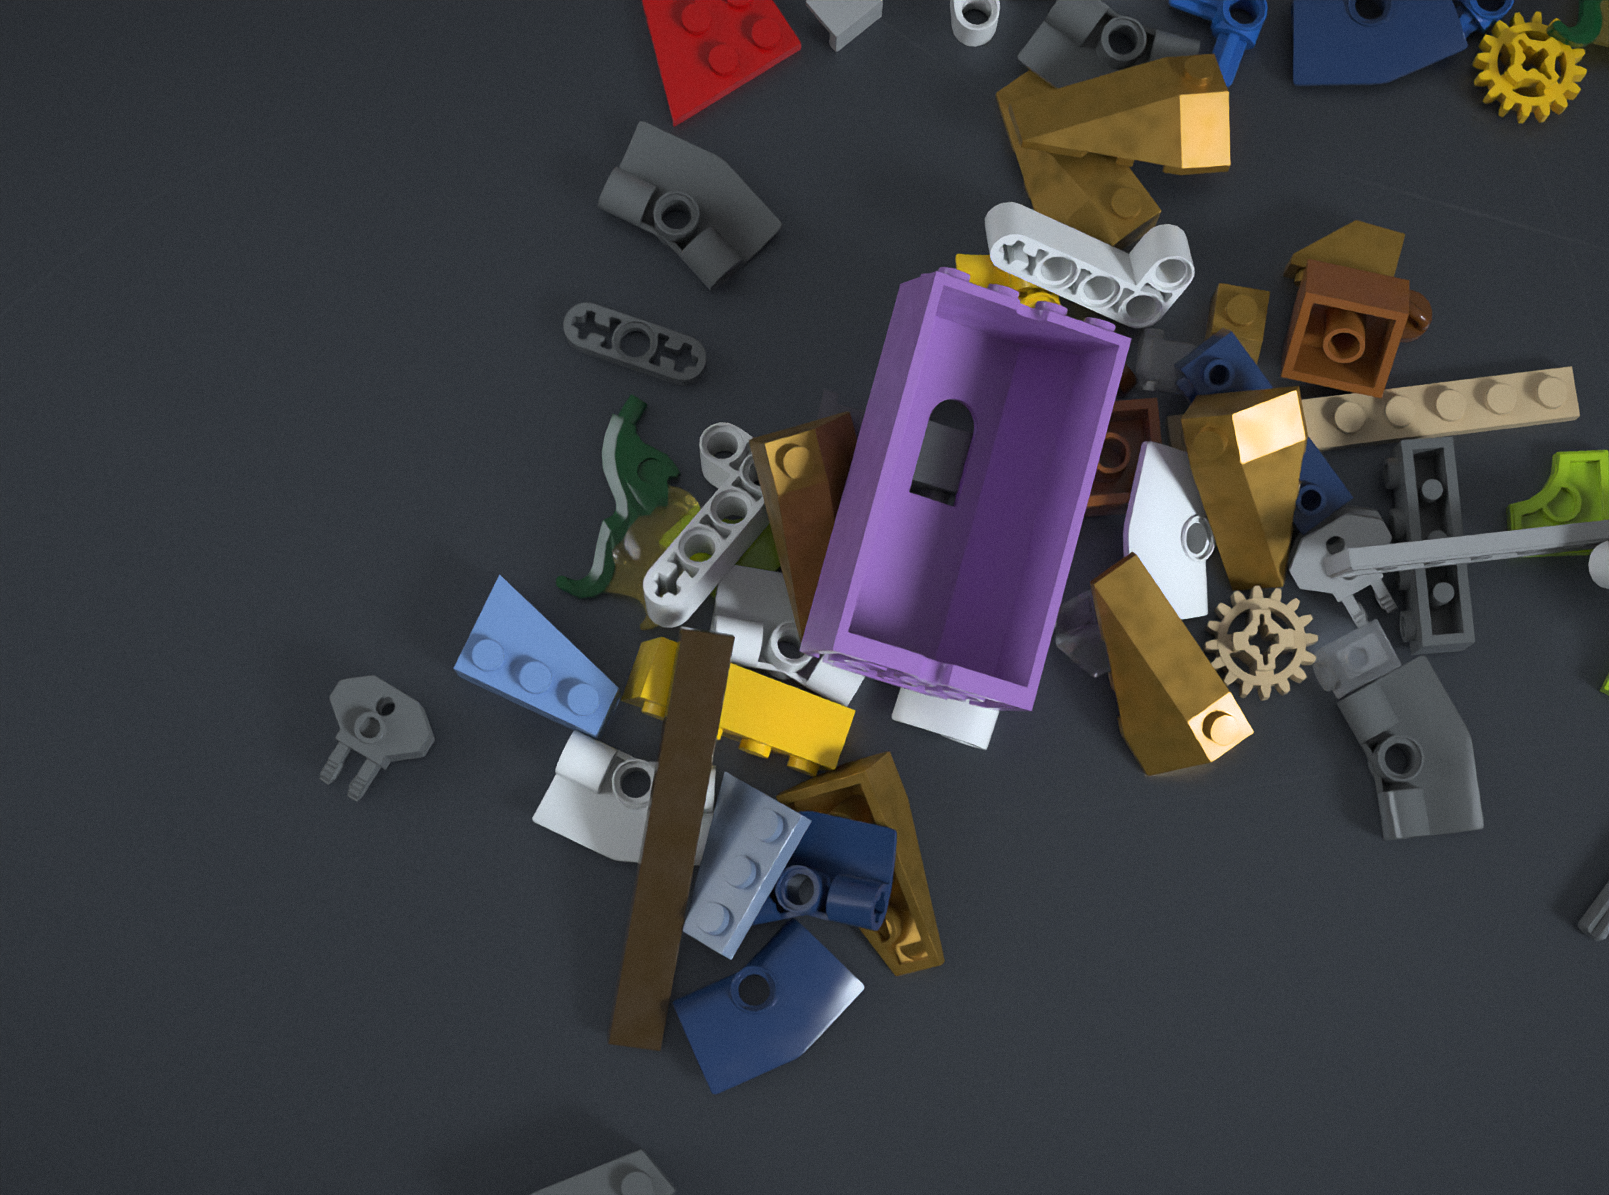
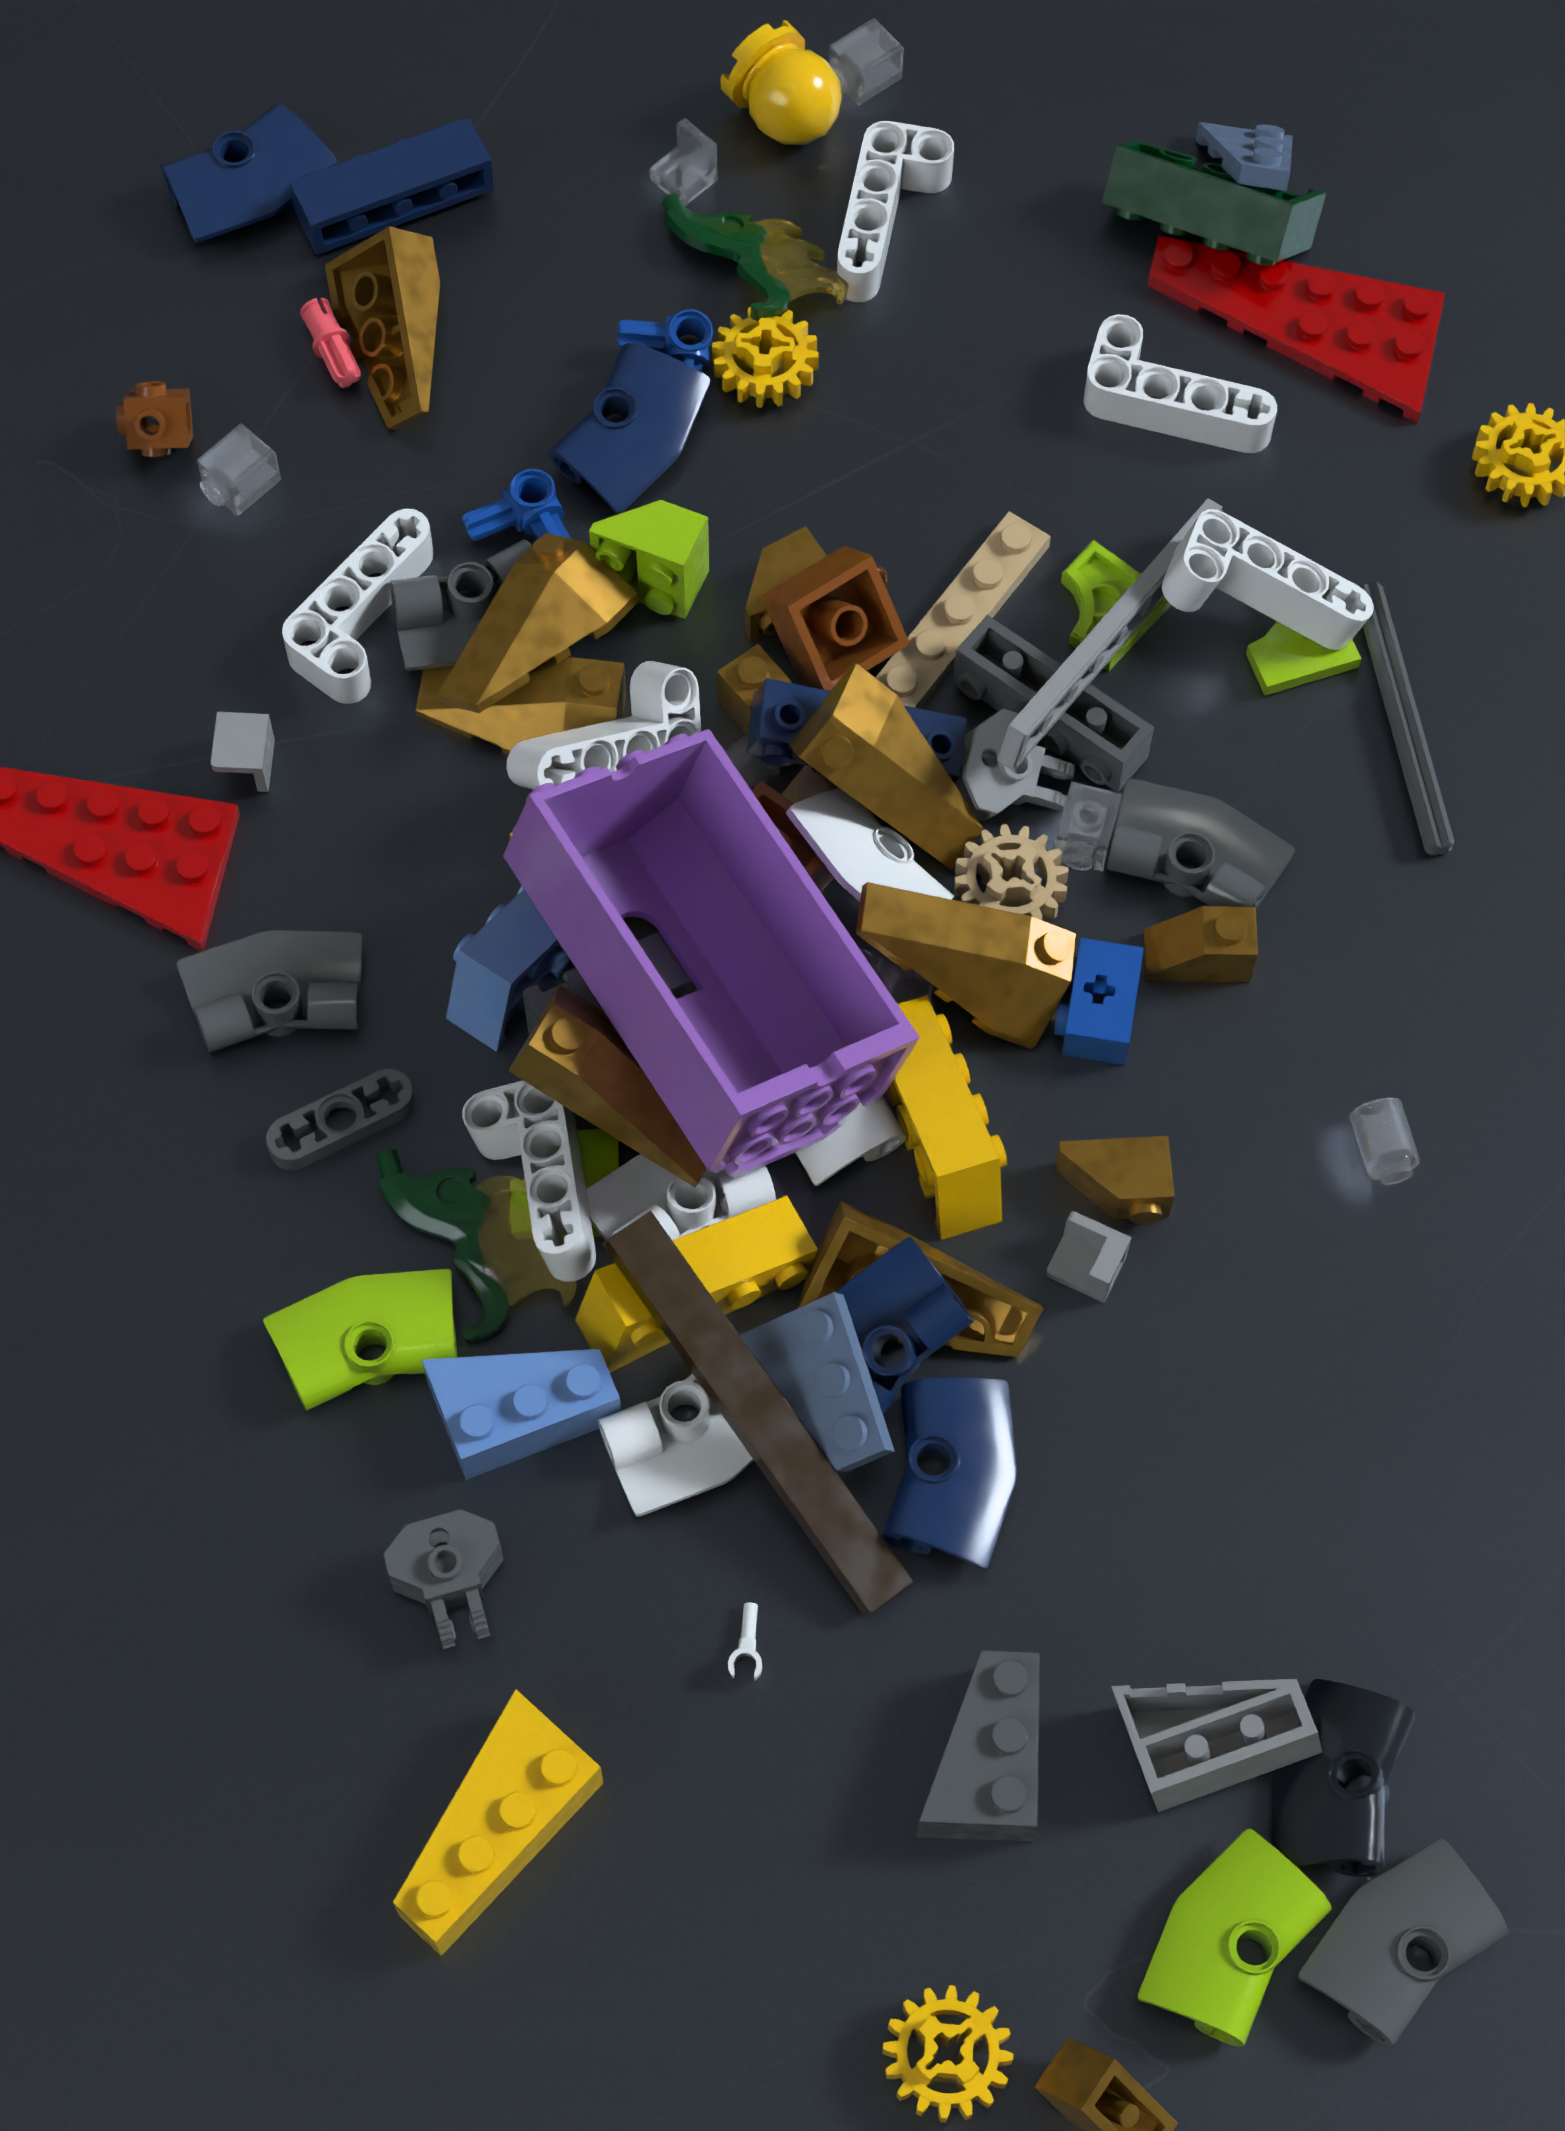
camera: 45 degrees left, 15 degrees down
(244, 923) = (499, 1819): none -> yellow wedge
(472, 484) = (330, 1328): none -> lime panel
(515, 976) = (747, 1642): none -> white hand
(835, 349) = (497, 965): none -> medium blue wedge
(1013, 960) = (1089, 1256): none -> light grey panel
(1019, 761) = (947, 1127): none -> yellow wedge
(1099, 931) = (1121, 1175): none -> pearl gold slope
(1253, 784) = (1102, 1029): none -> blue brick
(1274, 149) = (657, 552): none -> lime slope
(1303, 1096) = (1385, 1140): none -> clear brick
(1337, 828) = (1203, 946): none -> pearl gold slope

